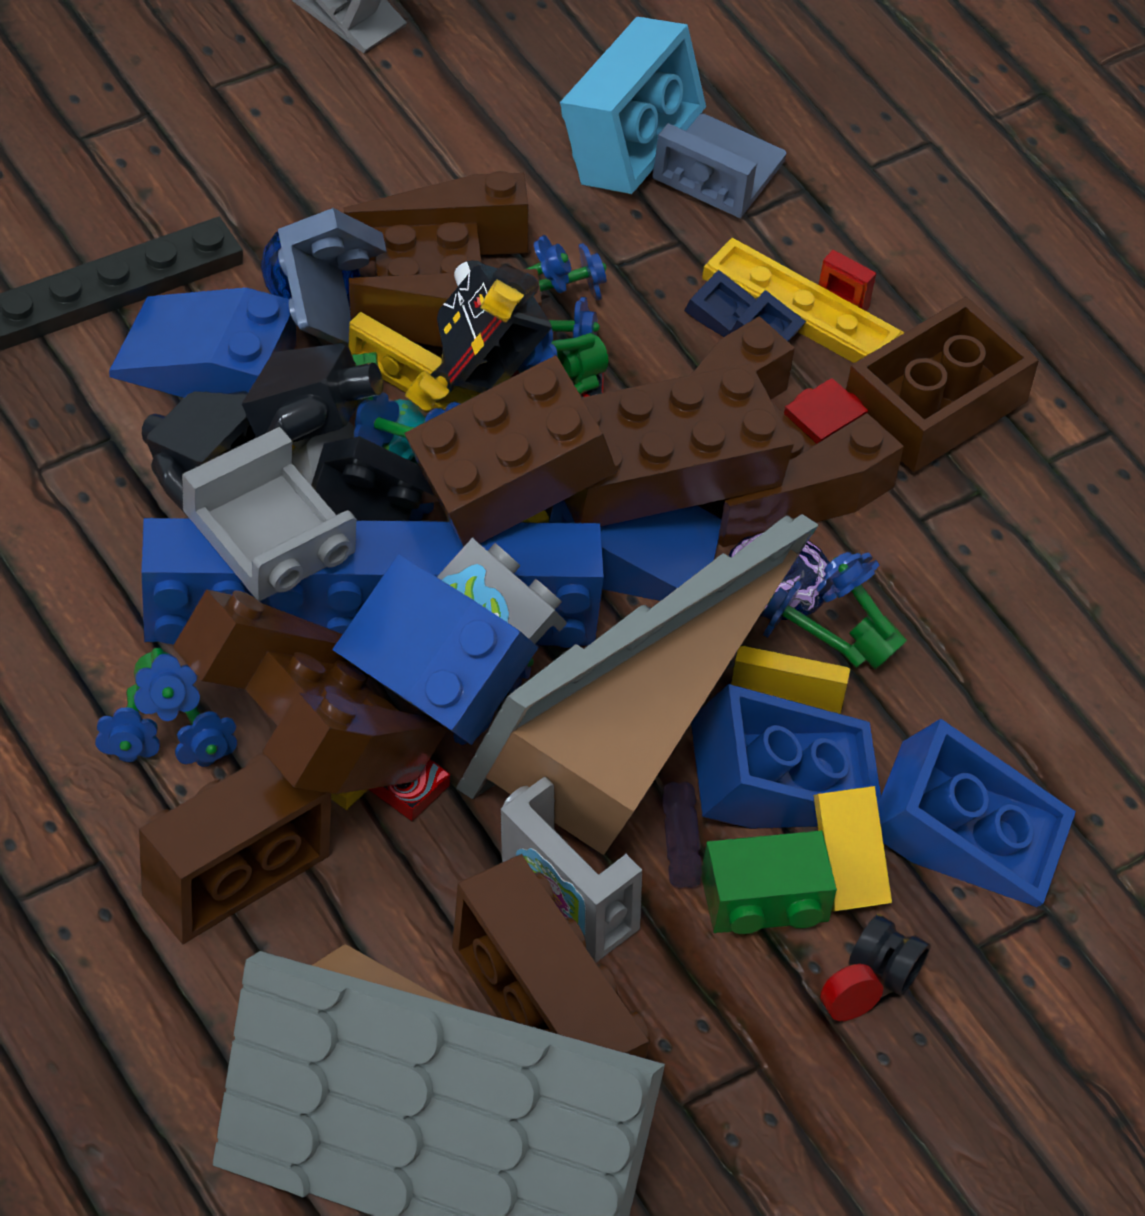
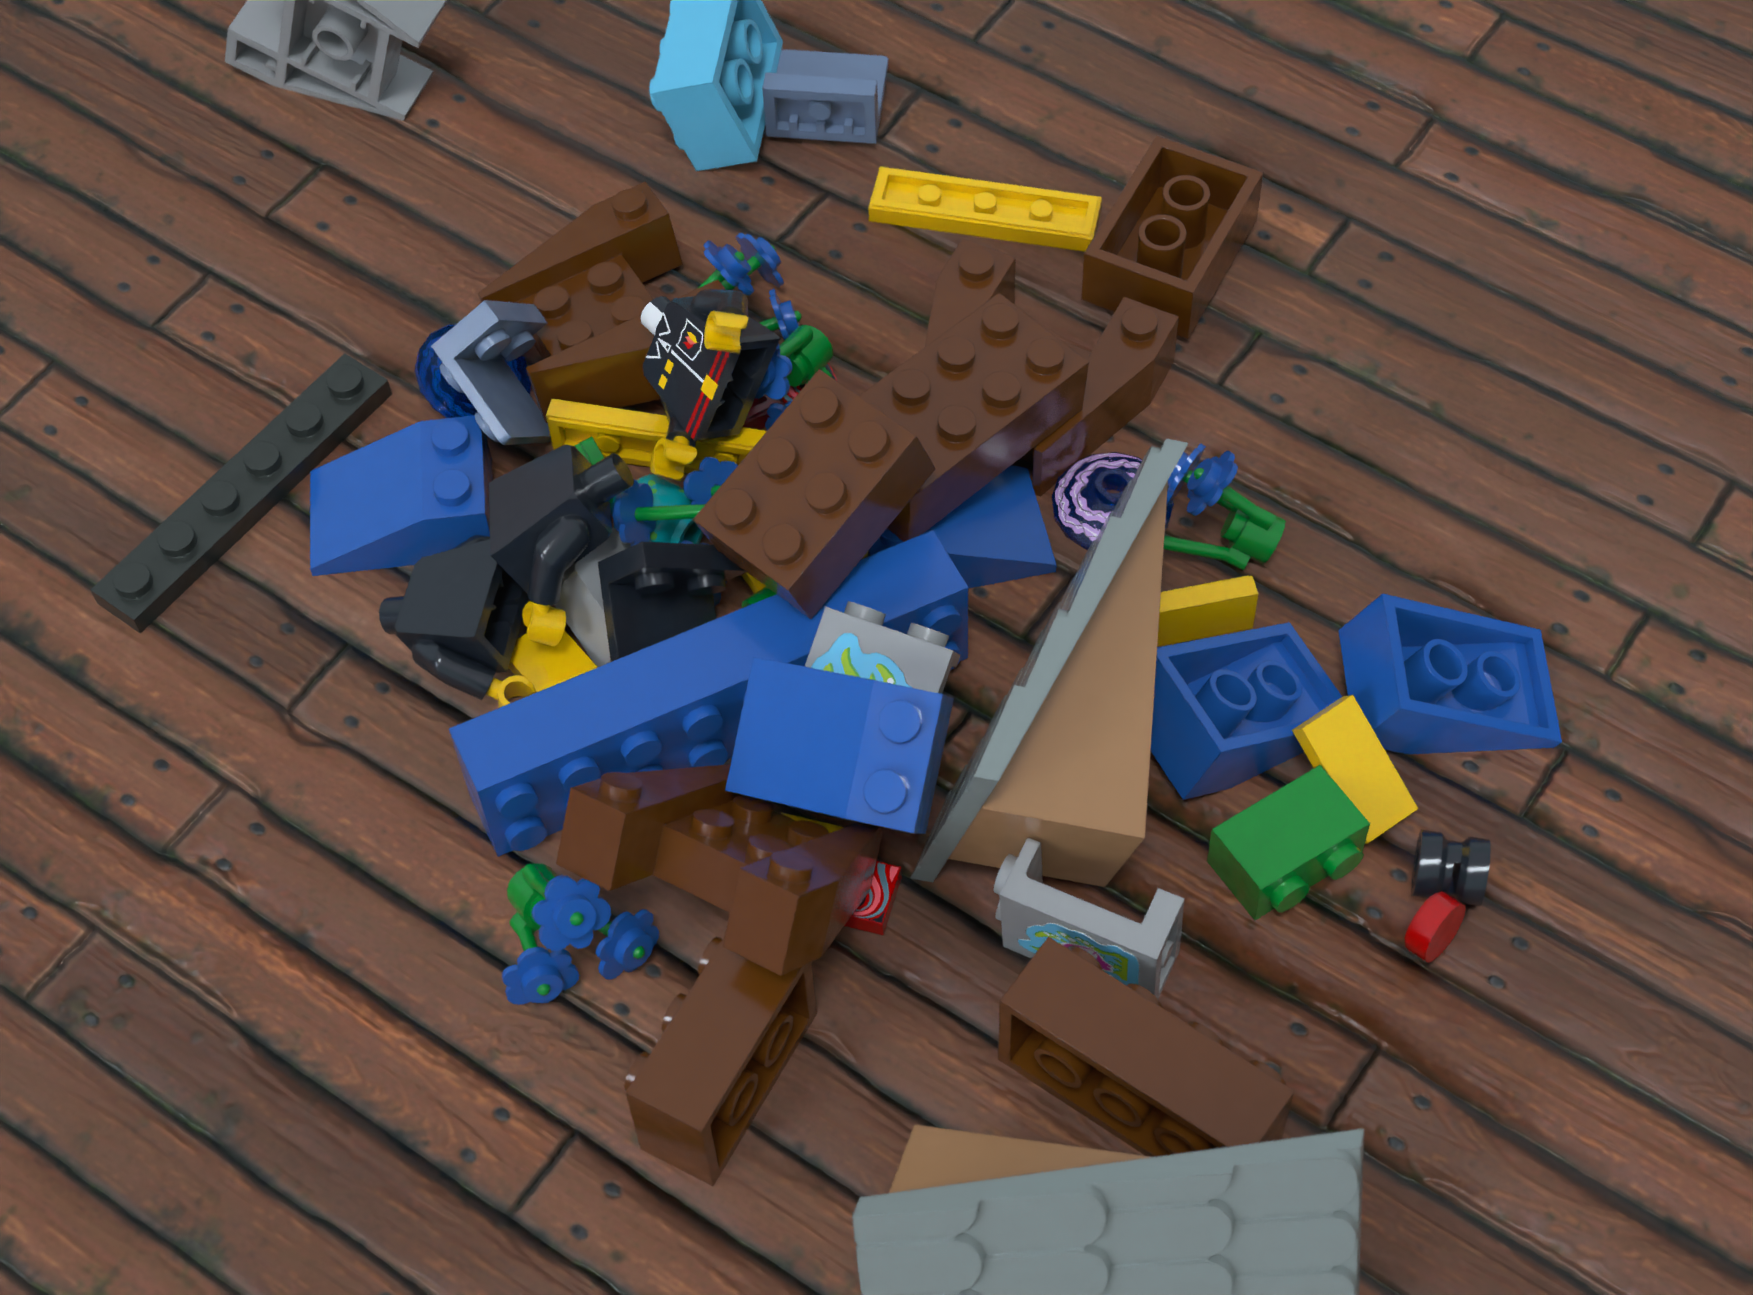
camera: 15 degrees left, 5 degrees up
(266, 516) = (586, 673): light grey panel -> none
(682, 835) = (1176, 835): clear purple axle -> none
(727, 306) = (924, 244): dark blue slope -> none
(824, 410) = (1078, 311): red brick -> none
(847, 279) = (1020, 164): red tile -> none

